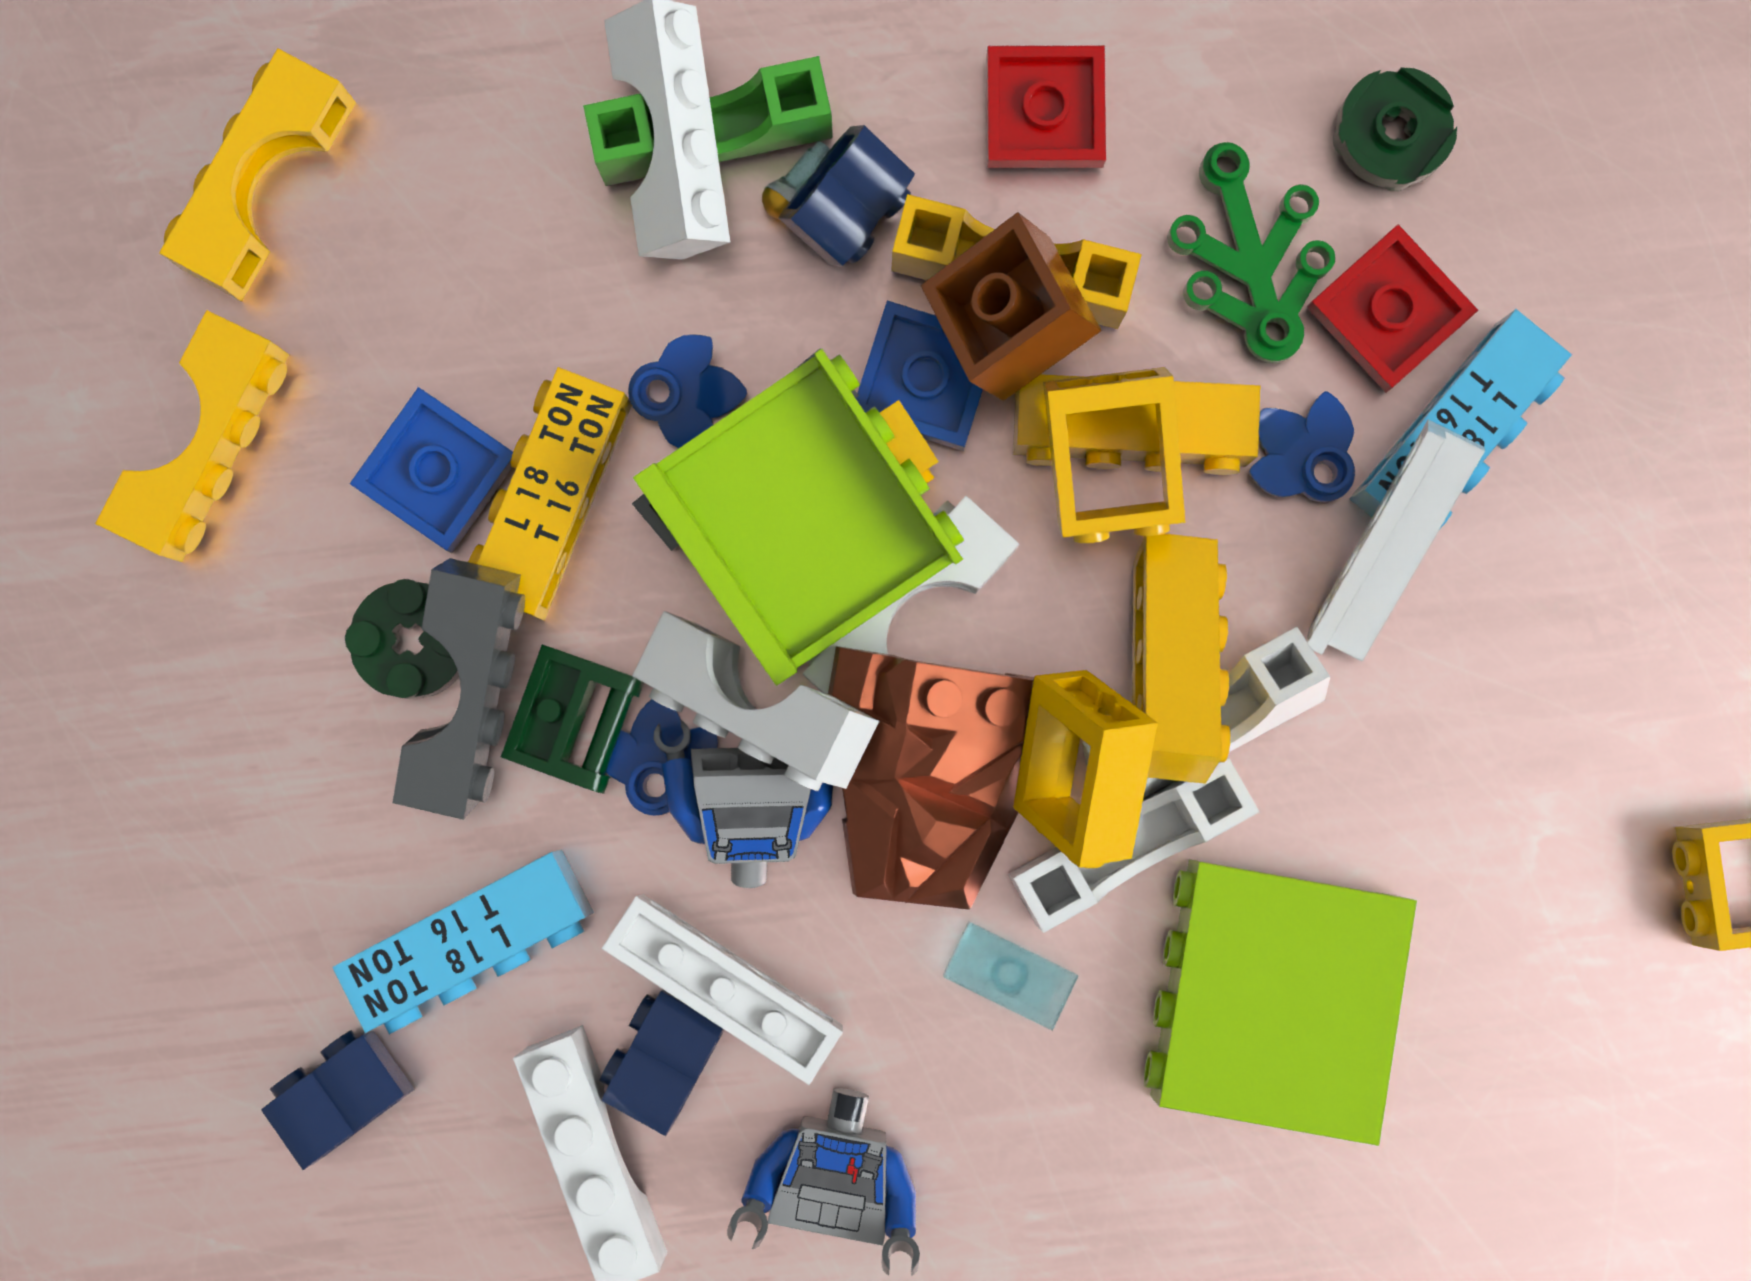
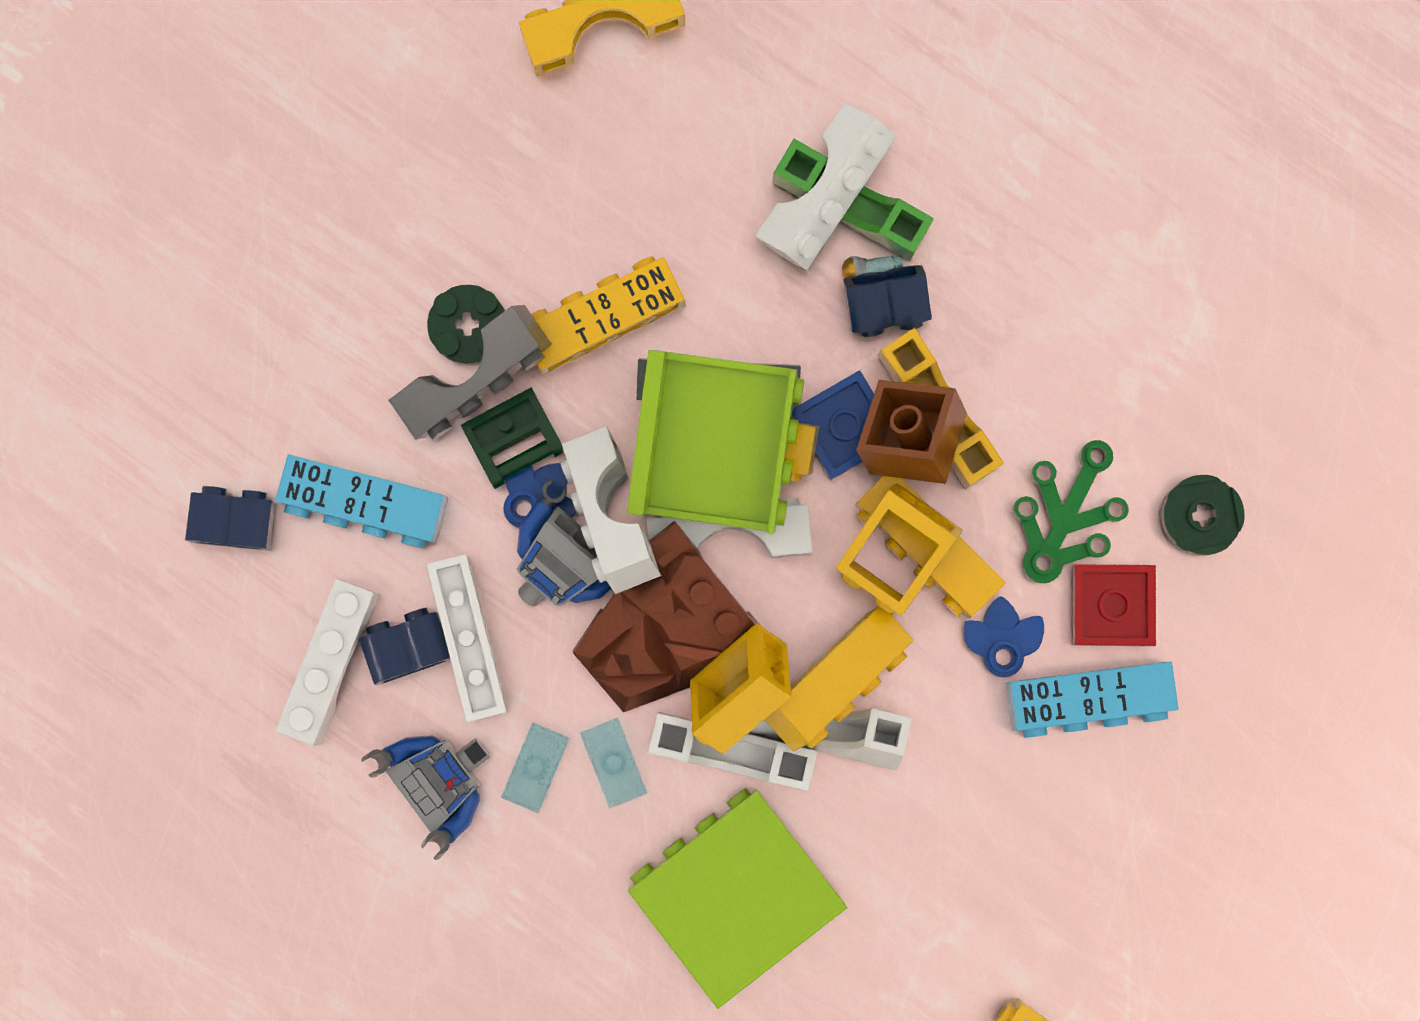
camera: 45 degrees right, 0 degrees up
(168, 504) = (408, 149): yellow arch -> none
(434, 470) = (556, 251): blue plate -> none
(695, 389) = (722, 329): blue plate -> none
(928, 1059) = (535, 767): none -> clear light blue plate
(1046, 106) = (1032, 343): red plate -> none
(1395, 541) = (999, 720): white fence -> none

